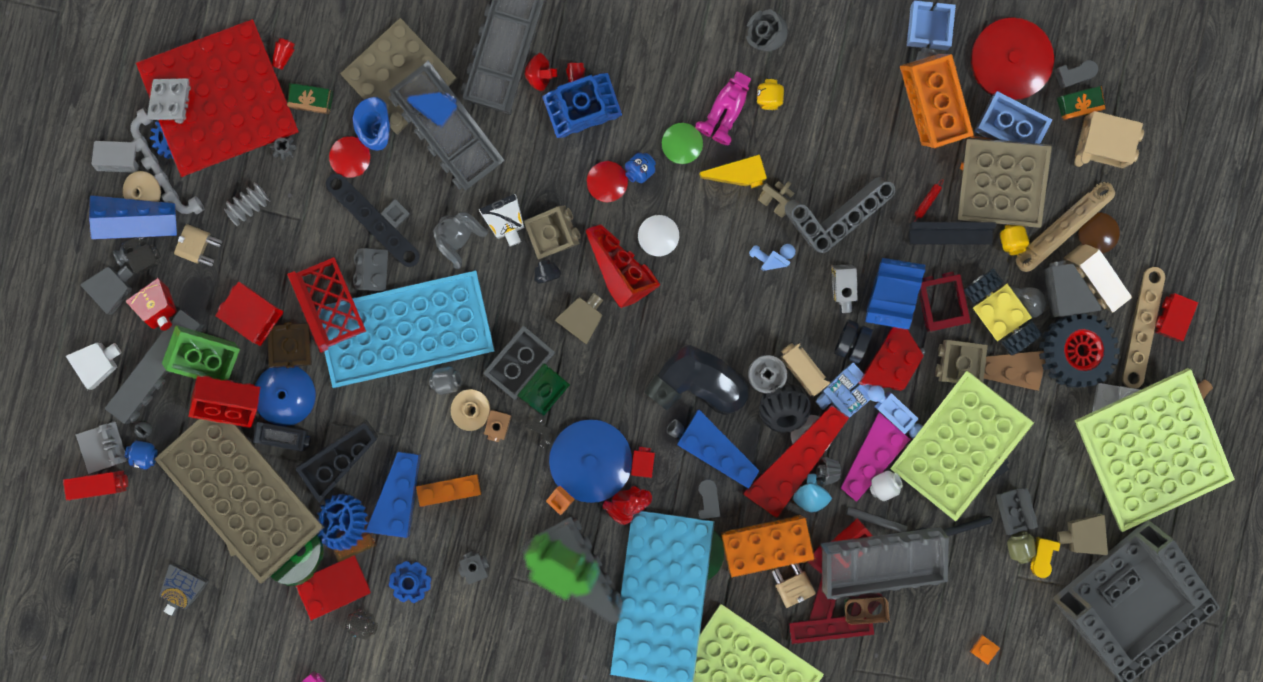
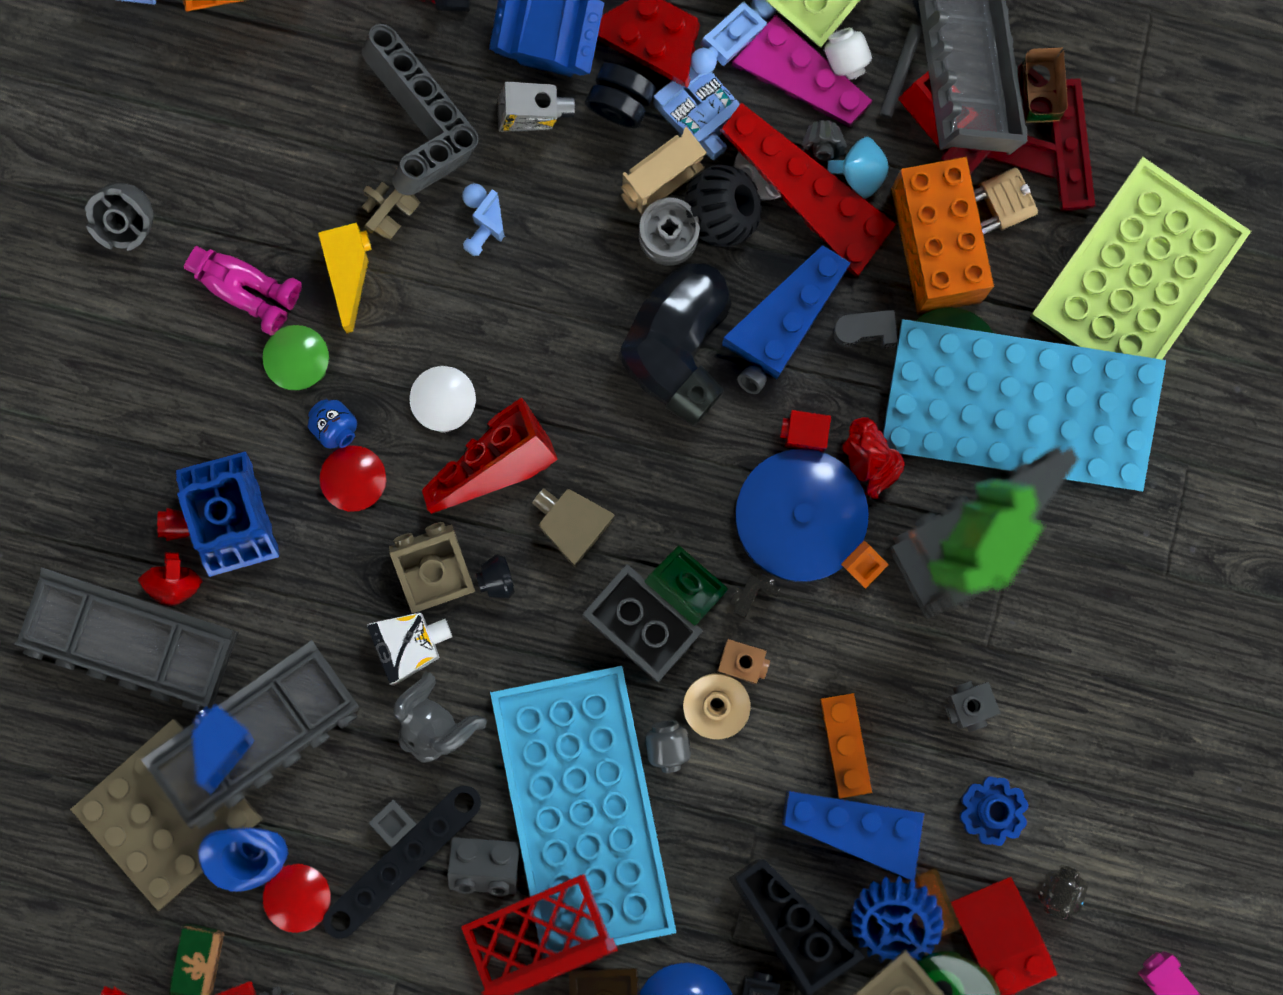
camera: 90 degrees left, 5 degrees down
(770, 95) = (223, 216): yellow head -> none

